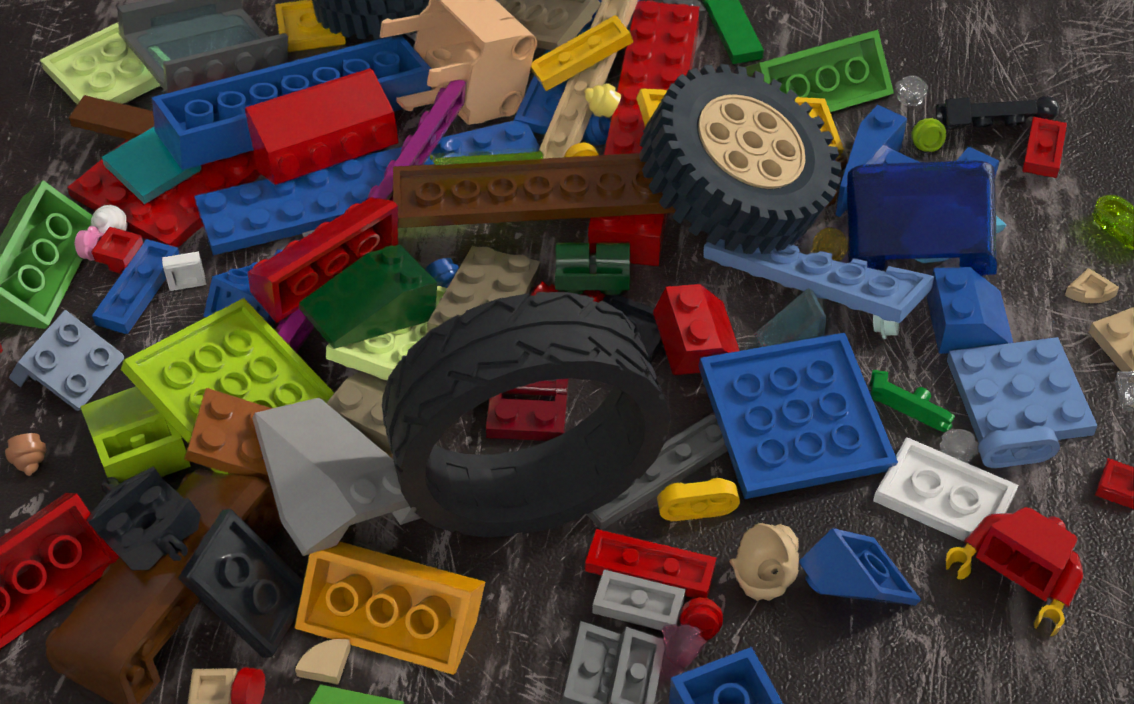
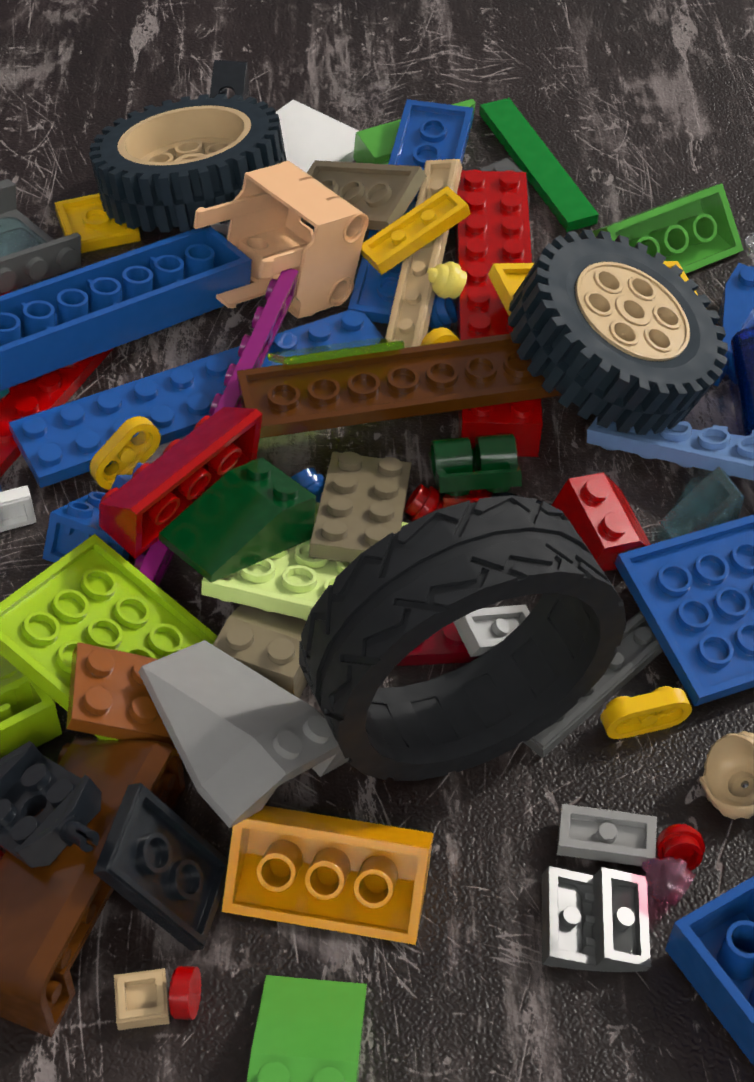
camera: 10 degrees left, 0 degrees up
(288, 227) = (125, 450): none -> yellow plate
(320, 126) = (141, 333): red slope -> none
(324, 661) = (265, 947): tan tile -> none
(568, 410) = (489, 627): none -> light grey plate
(651, 562) = (610, 789): red plate -> none
(831, 241) = (719, 412): clear yellow plate -> none

